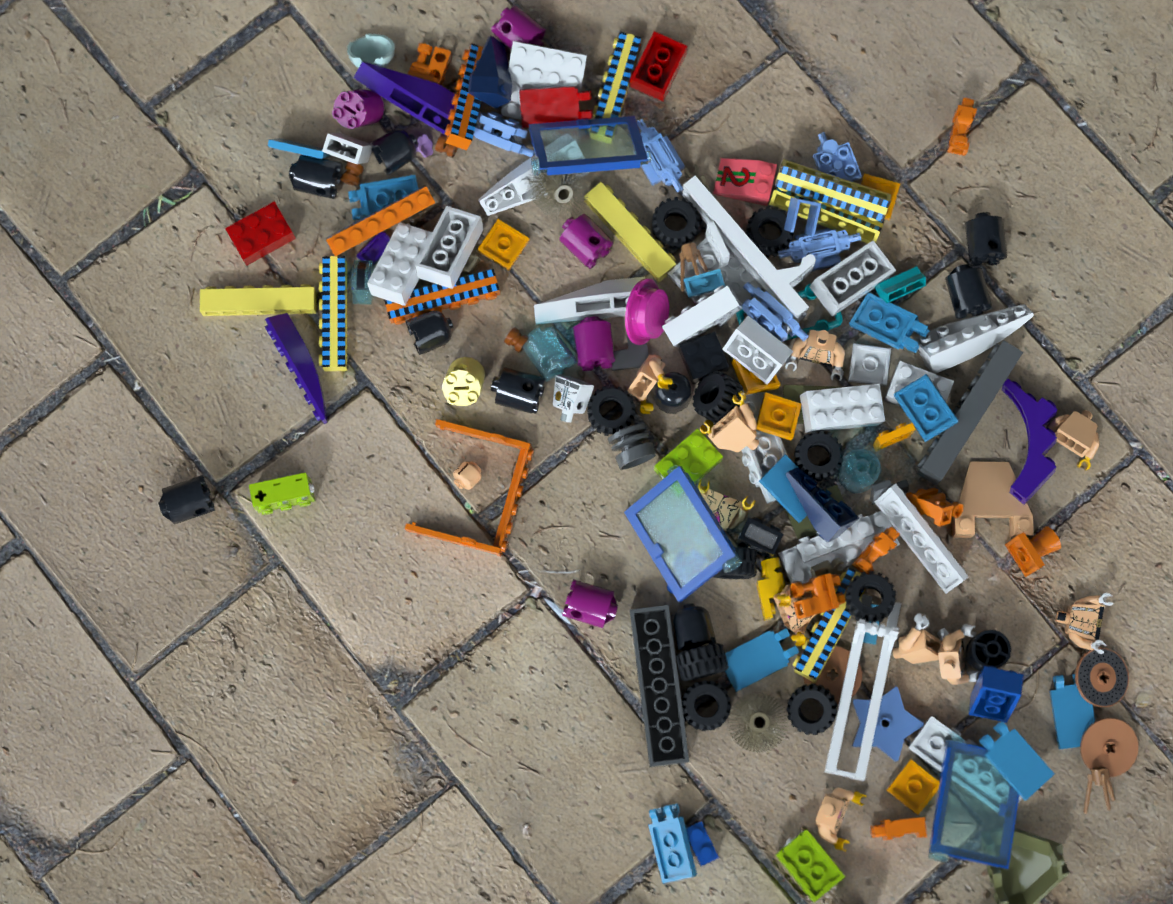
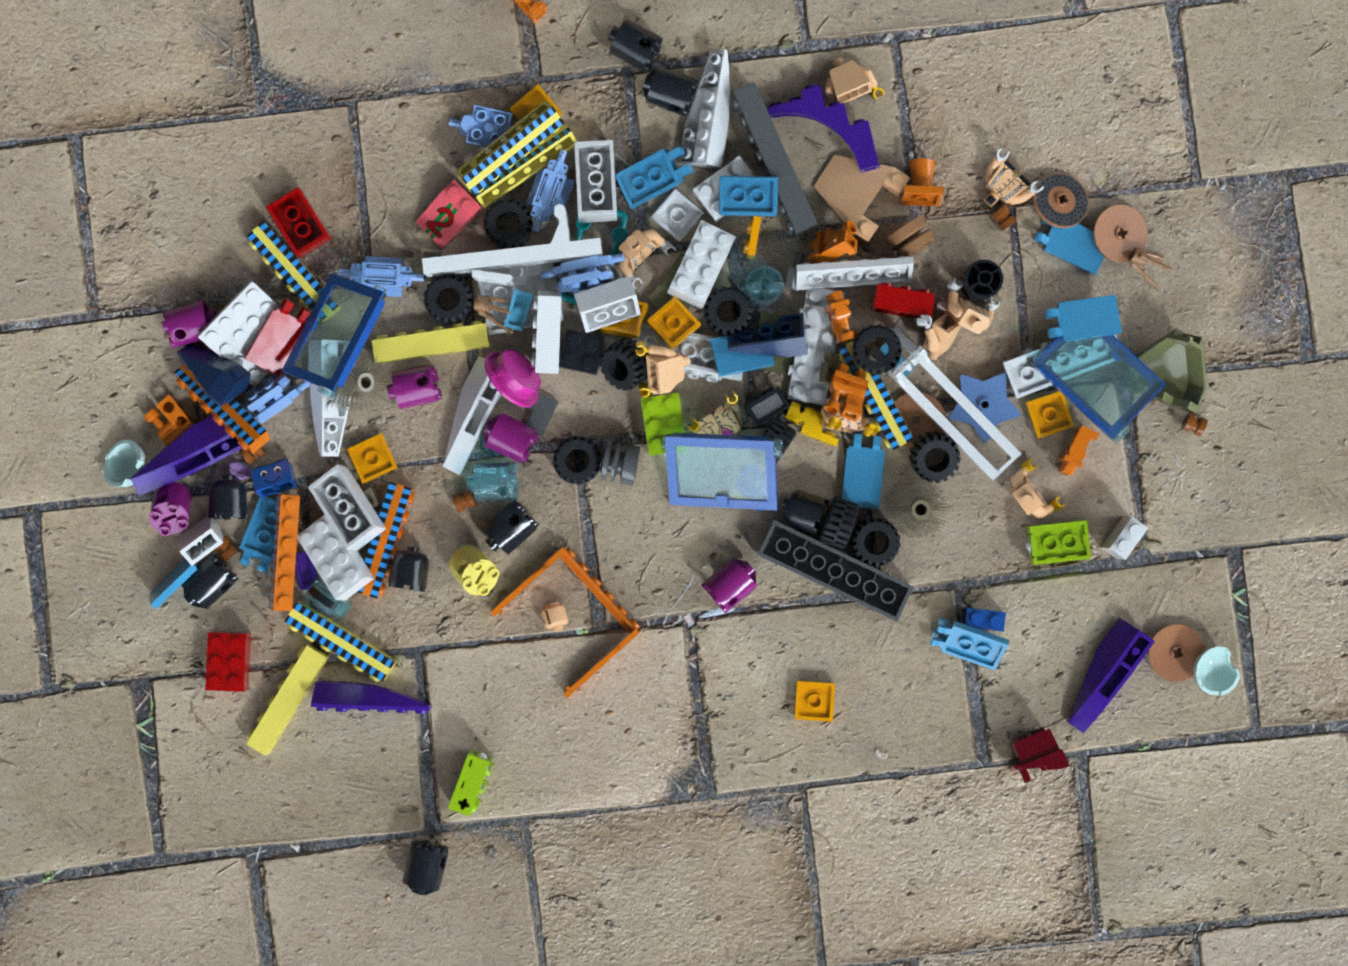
camera: 60 degrees left, 10 degrees up
(435, 176) = (274, 478): none -> blue brick
(535, 742) = (814, 701): none -> light orange plate
(571, 396) = (543, 486): white torso -> none
(646, 378) = (570, 413): light nougat torso -> none
(674, 400) = (599, 407): black cylinder -> none
(812, 216) = (522, 181): medium blue piece -> none
(901, 285) = (627, 143): teal piece -> none
(925, 594) = (902, 301): none -> red brick
(984, 568) = (911, 238): none -> medium nougat wheel
(995, 694) = (1021, 298): blue brick -> none
(1053, 638) = (1003, 217): none -> dark orange wheel

